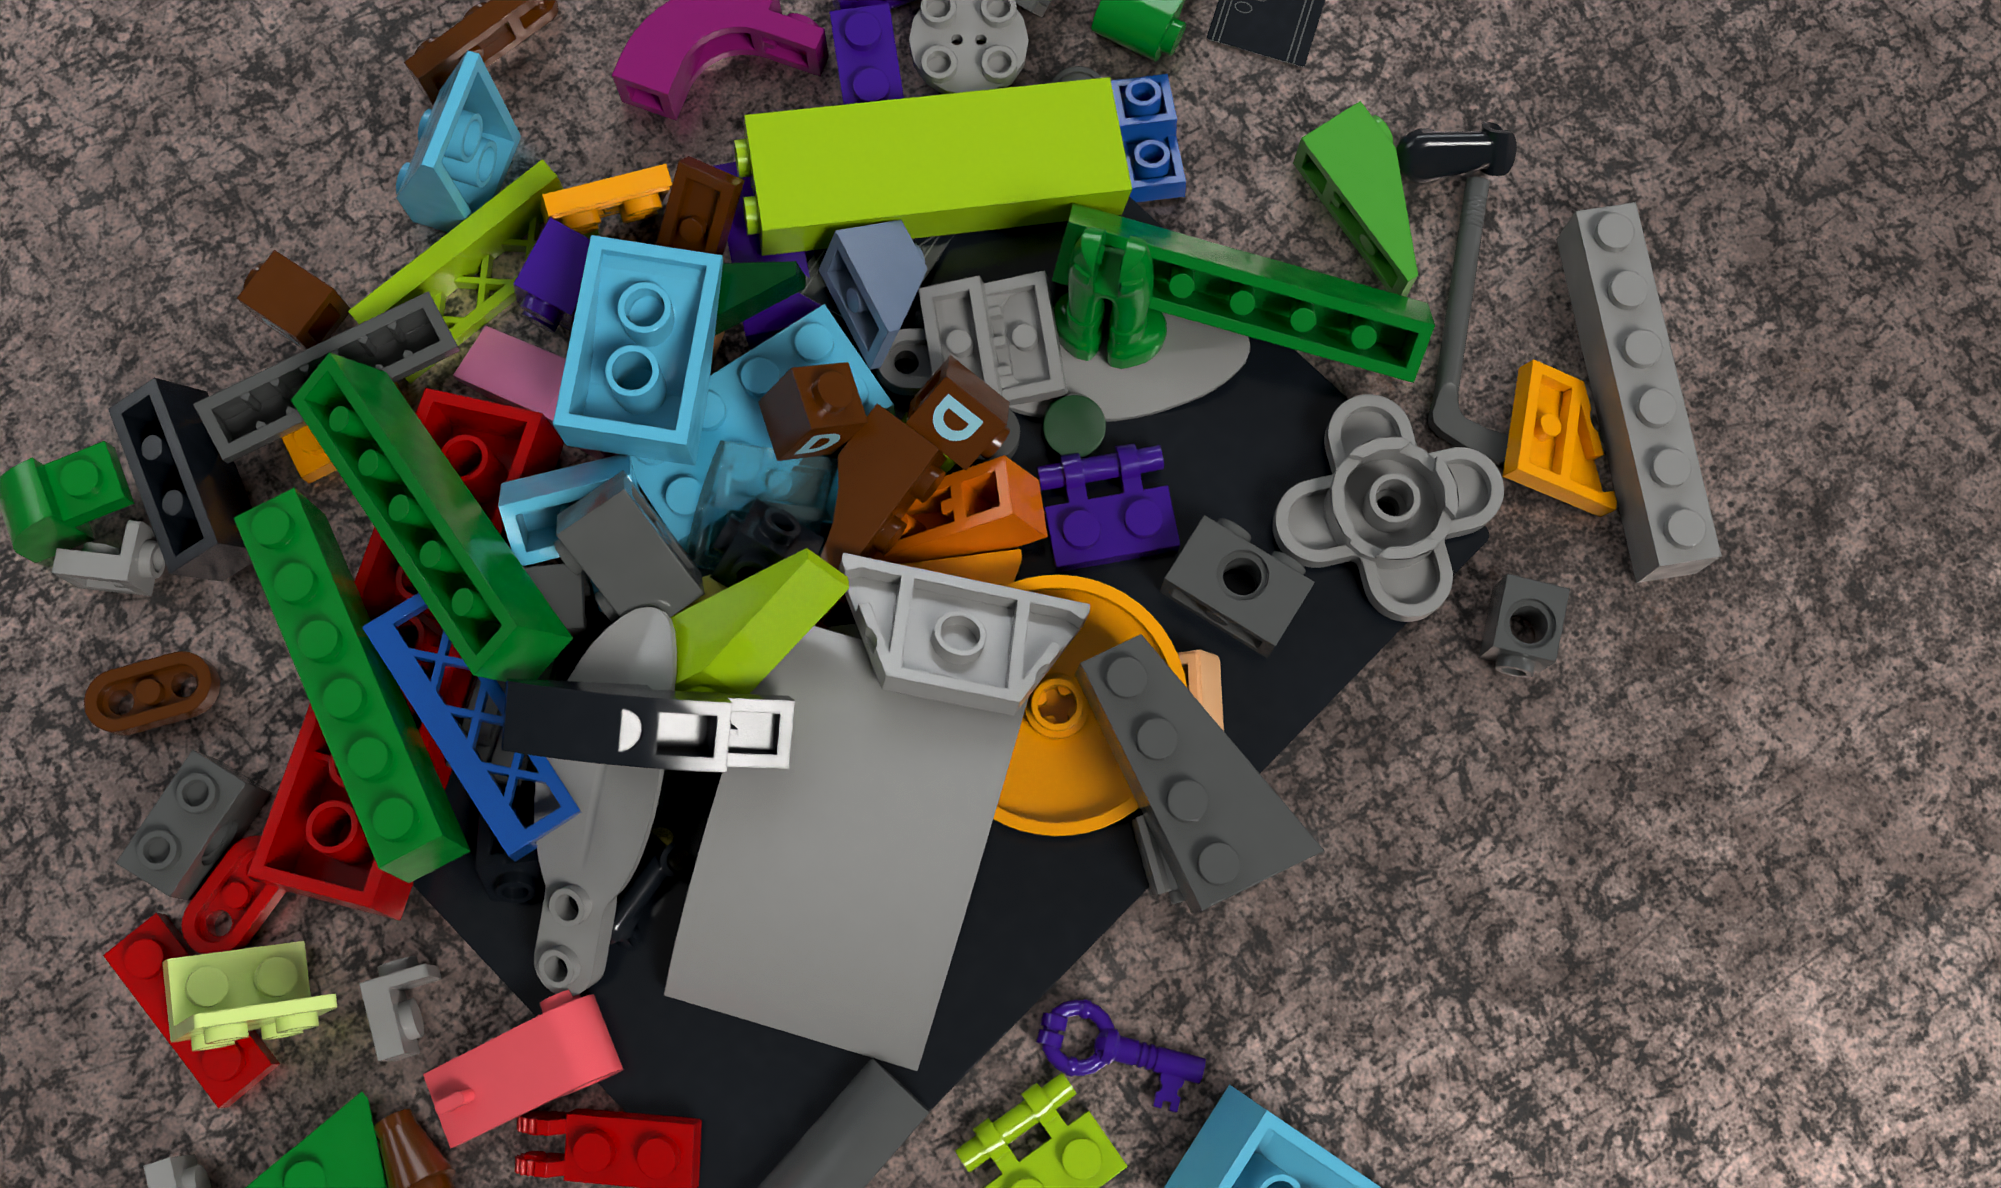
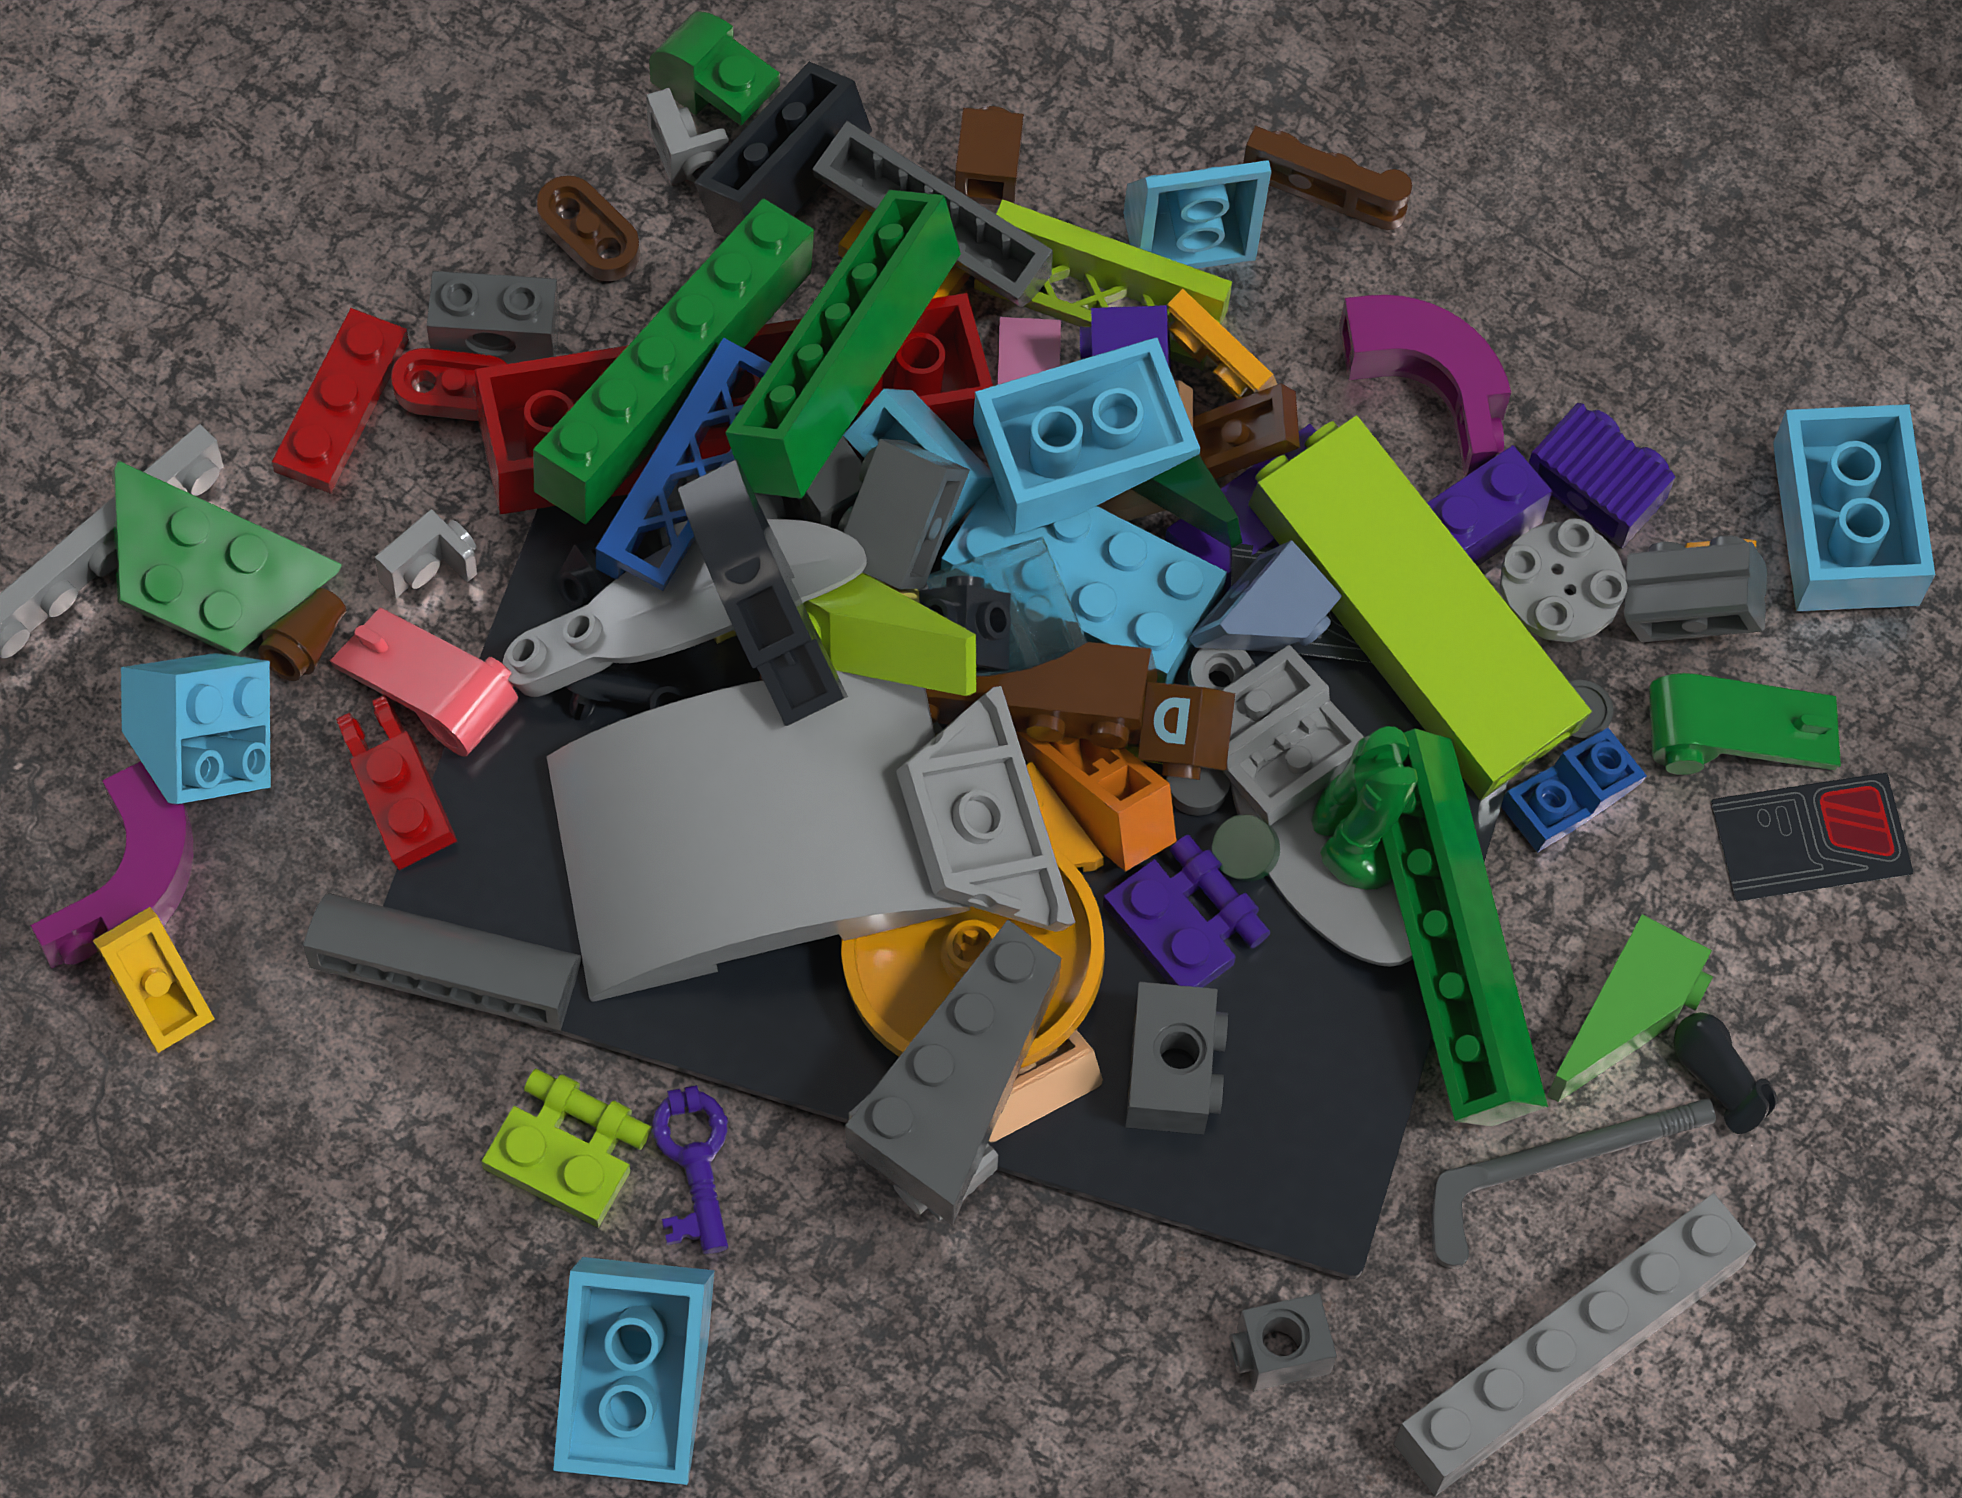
camera: 60 degrees right, 10 degrees down
(241, 990) = (375, 426): yellowish green bracket -> none
(812, 411) = (1110, 597): reddish brown brick -> none
(1433, 497) = (1359, 1127): light grey plant -> none
(1554, 440) = (1484, 1293): light orange wing -> none

